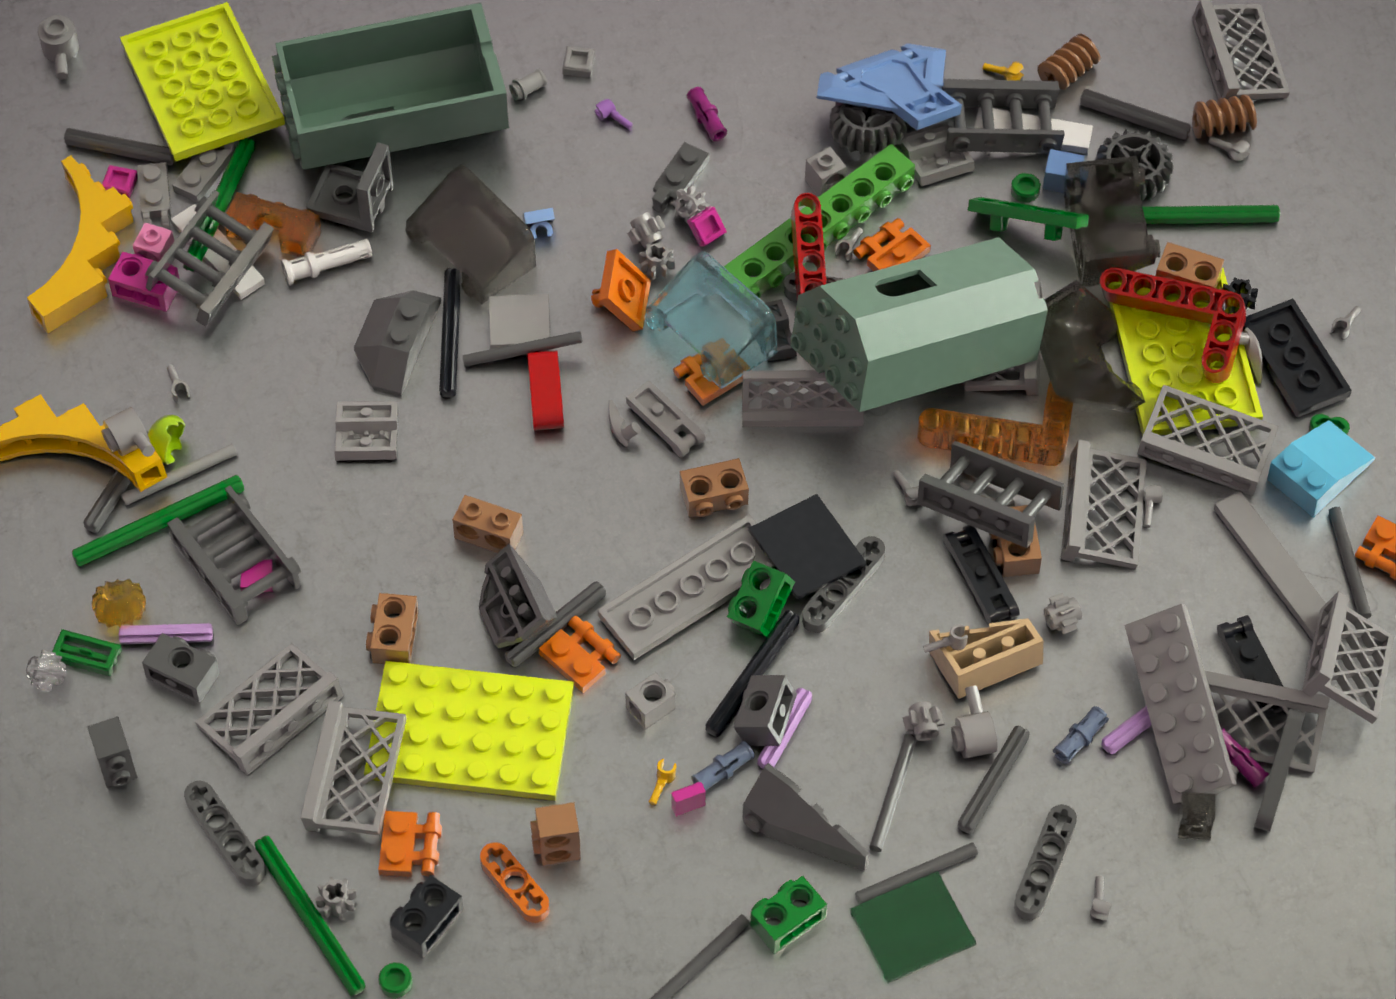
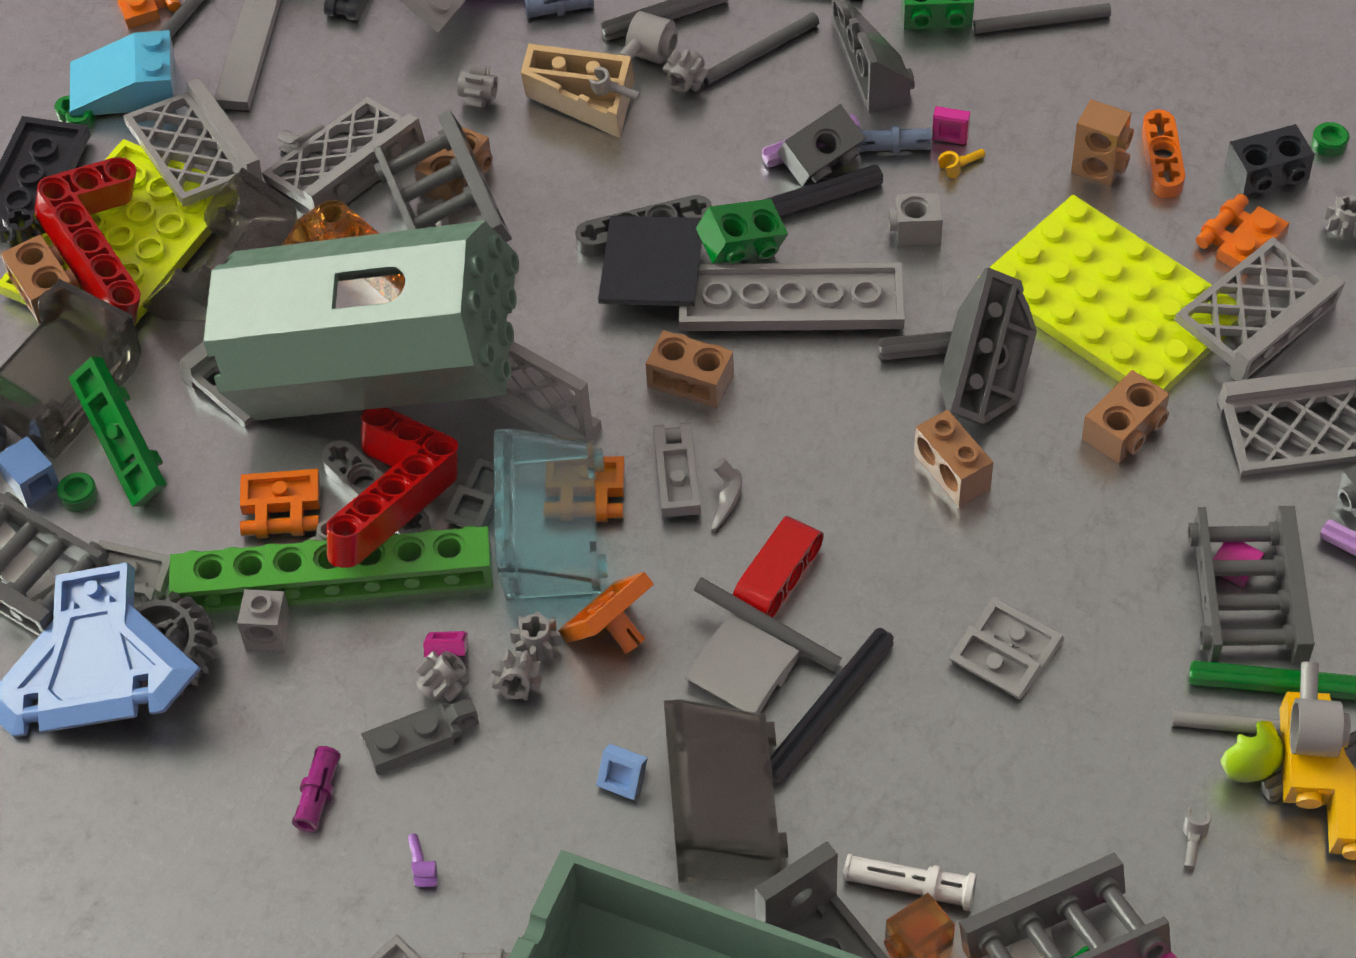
camera: 140 degrees left, 5 degrees down
(394, 338) = (890, 732): dark grey wedge -> none
(573, 660) = (950, 290): orange plate -> none
(981, 574) = (514, 159): black plate -> none

